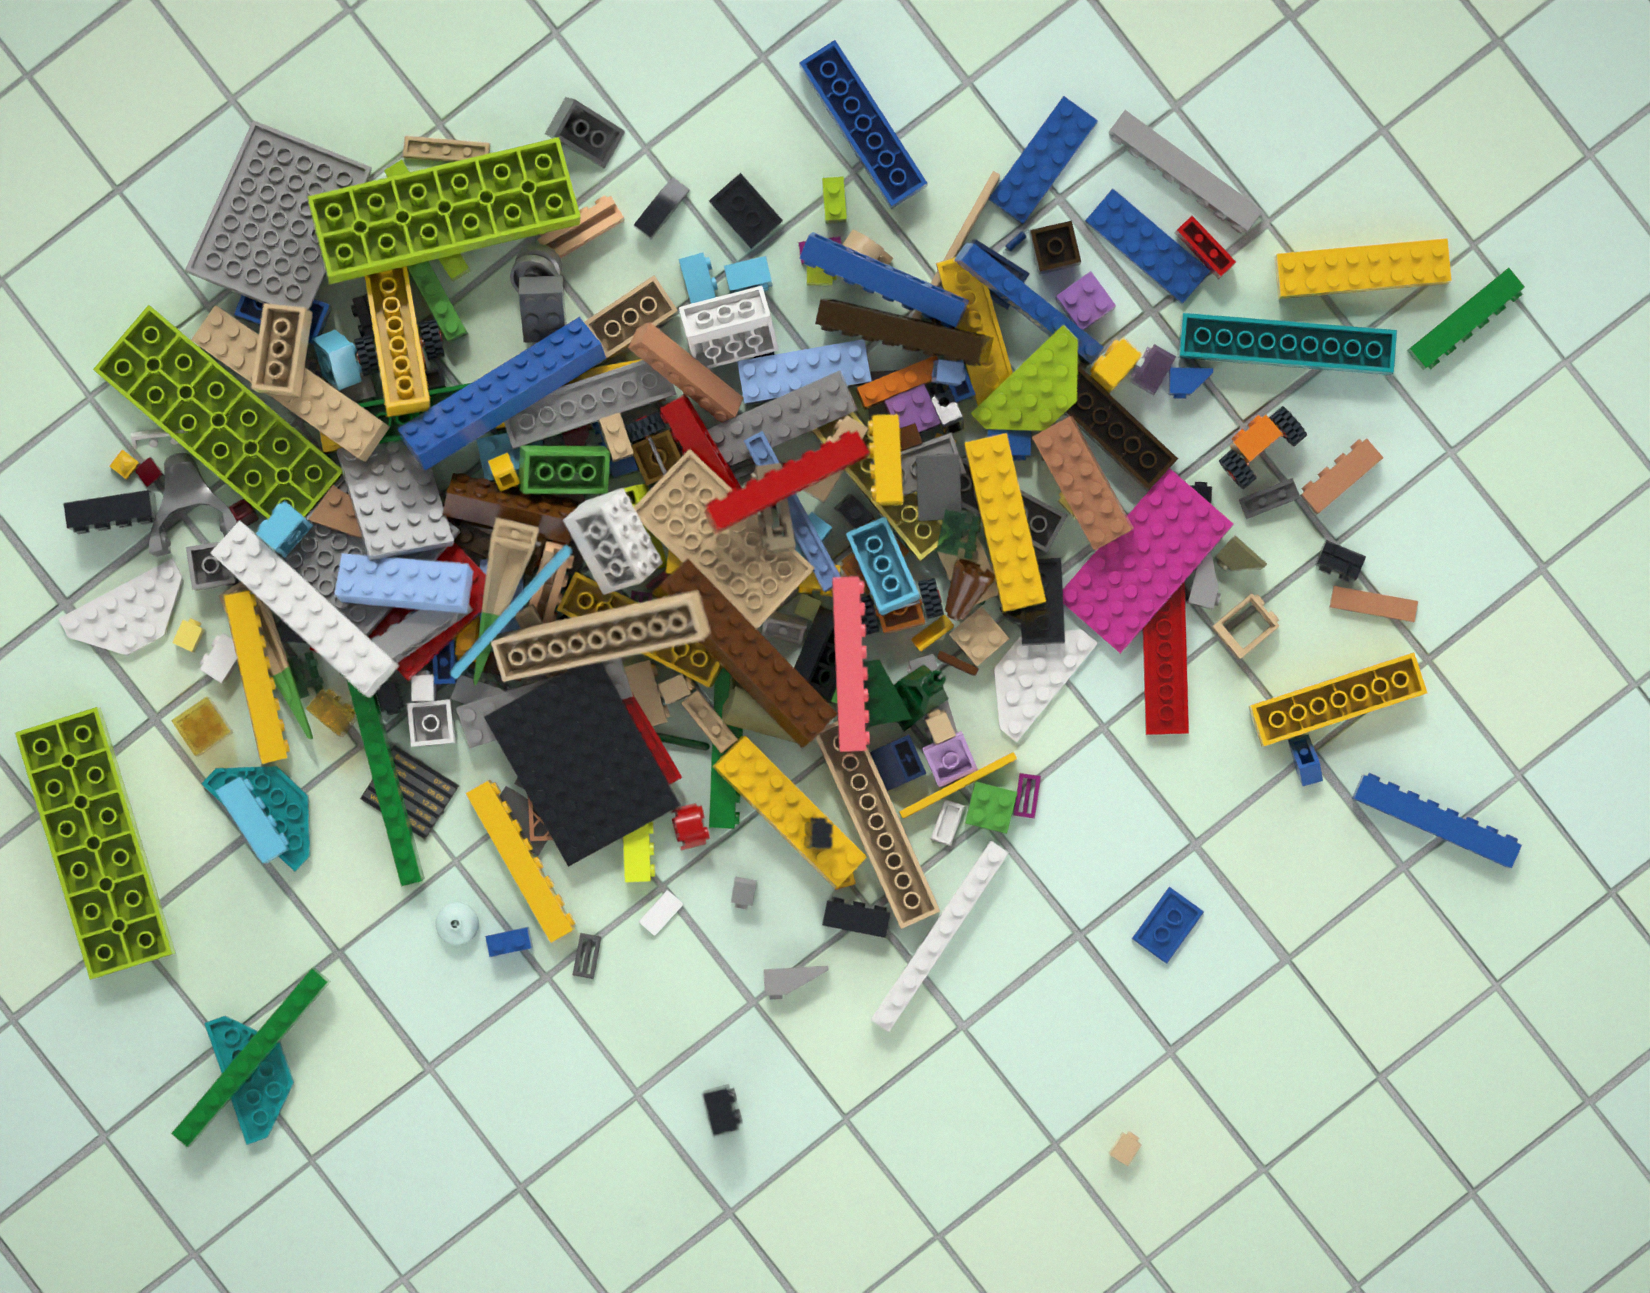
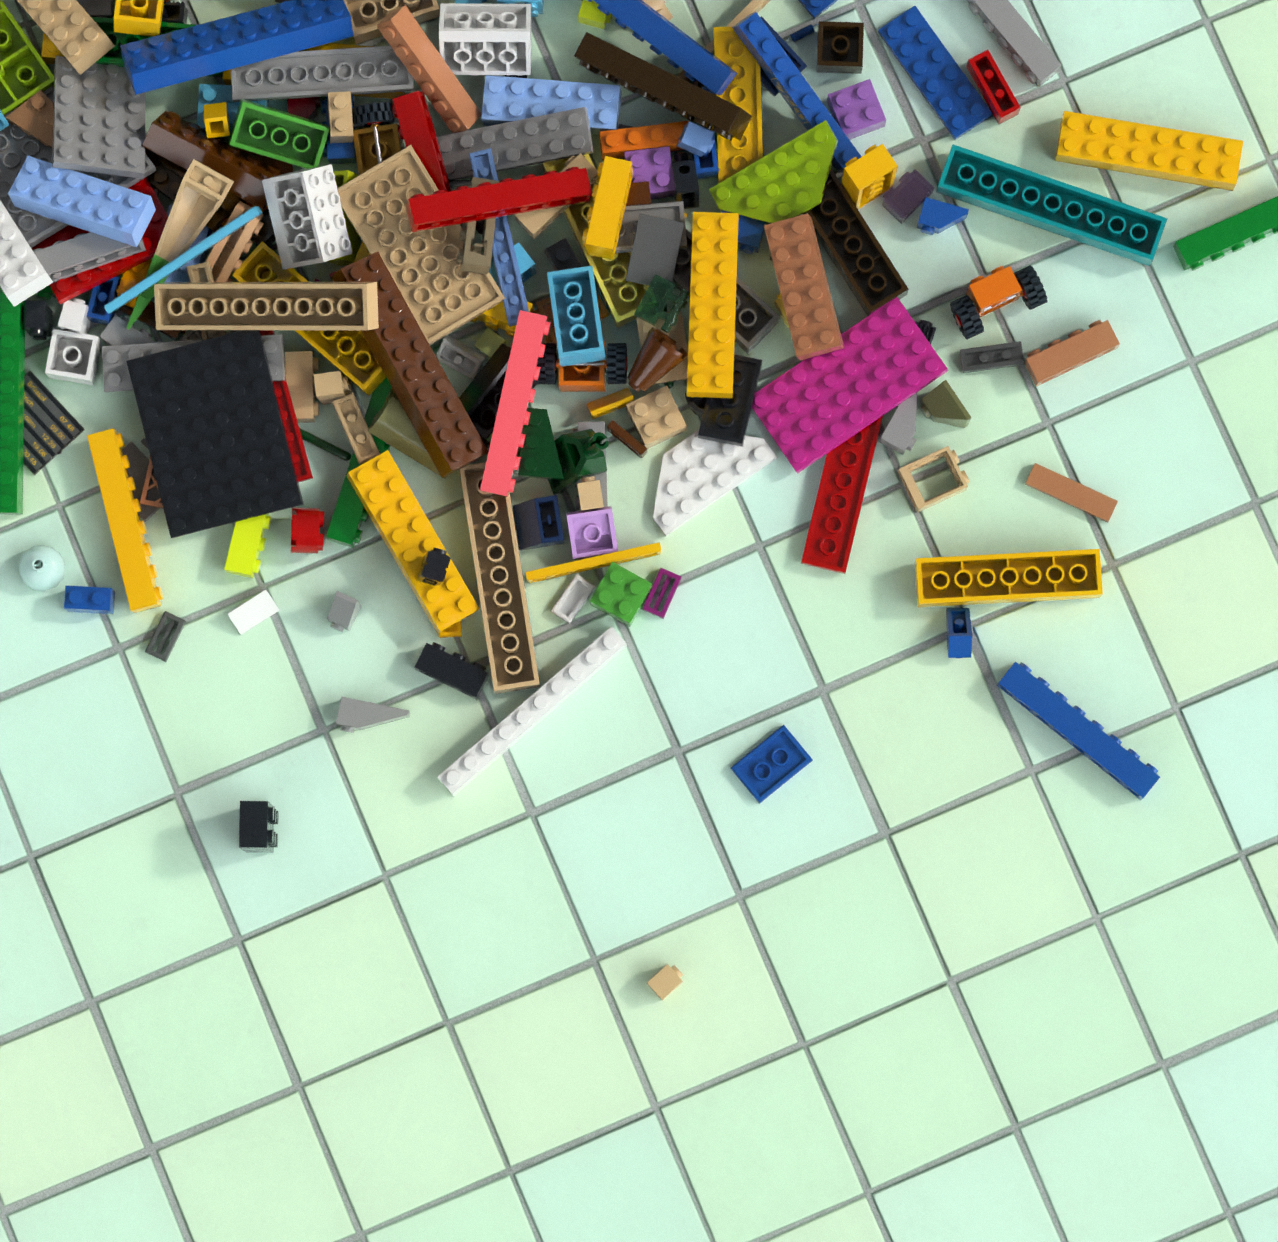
camera: 15 degrees right, 5 degrees down
(1340, 561) = (1048, 439): black brick -> none

